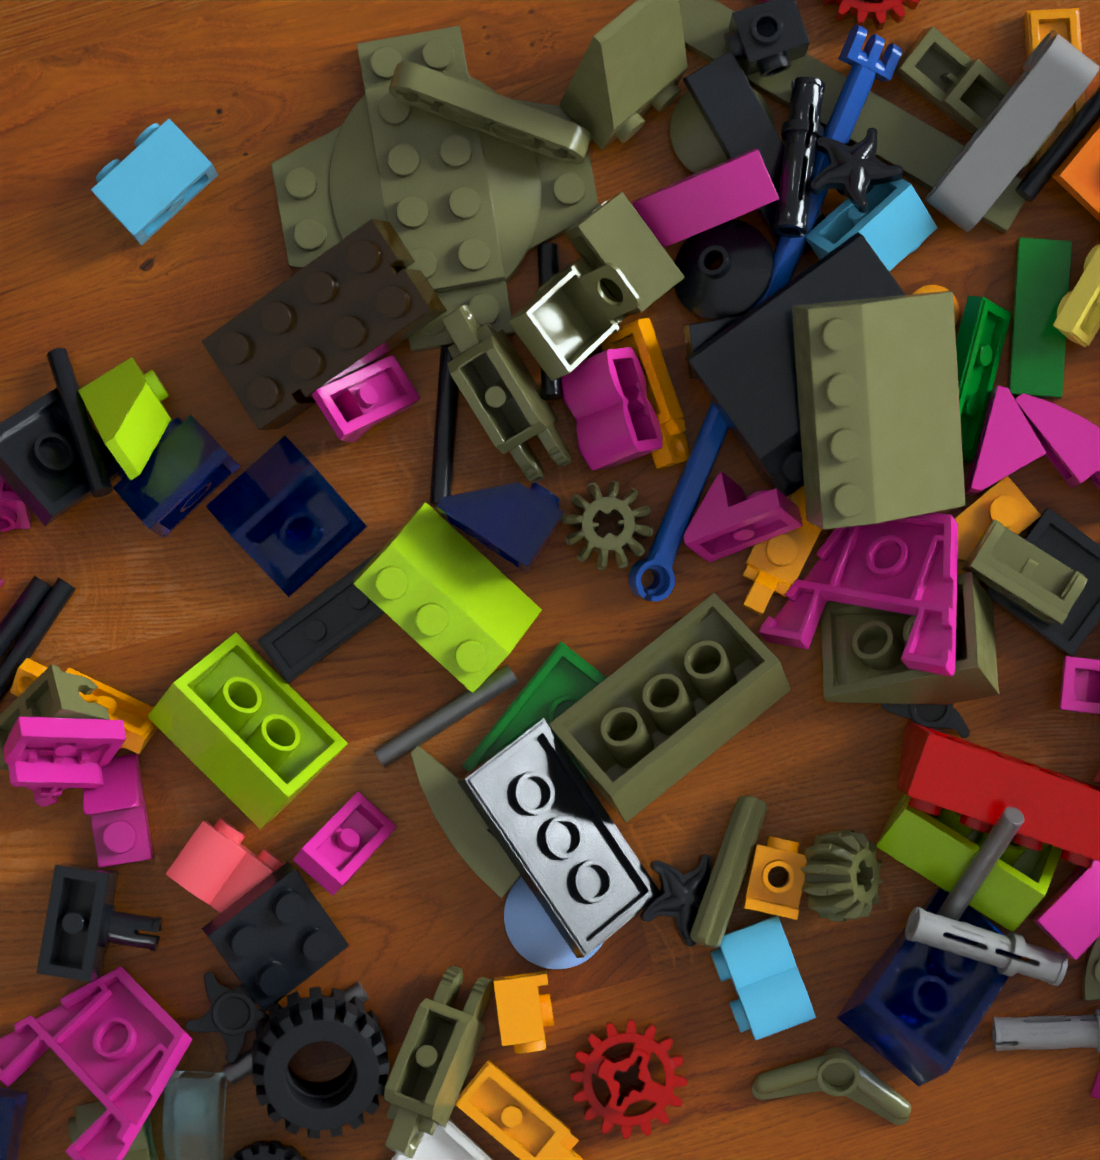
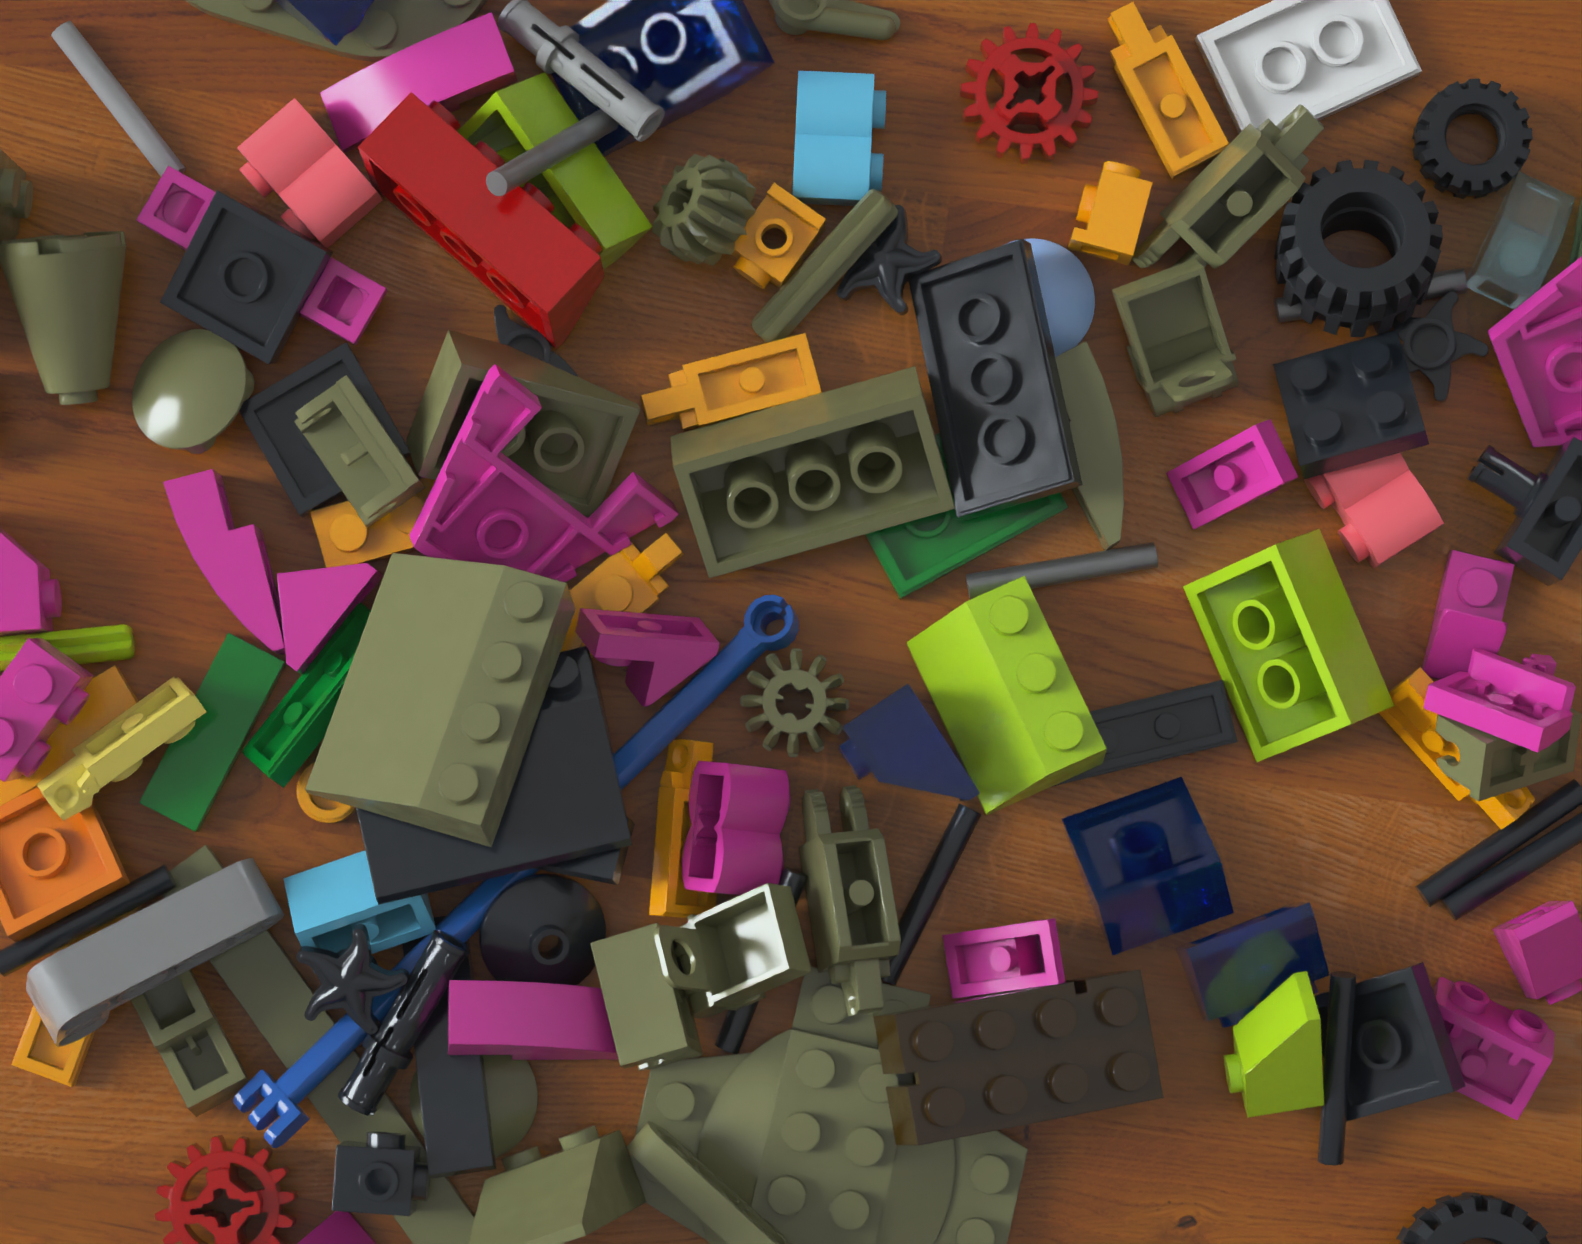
camera: 150 degrees left, 0 degrees up
(432, 932) = (1176, 338): none -> olive piece
(757, 752) = (735, 384): none -> light orange hinge

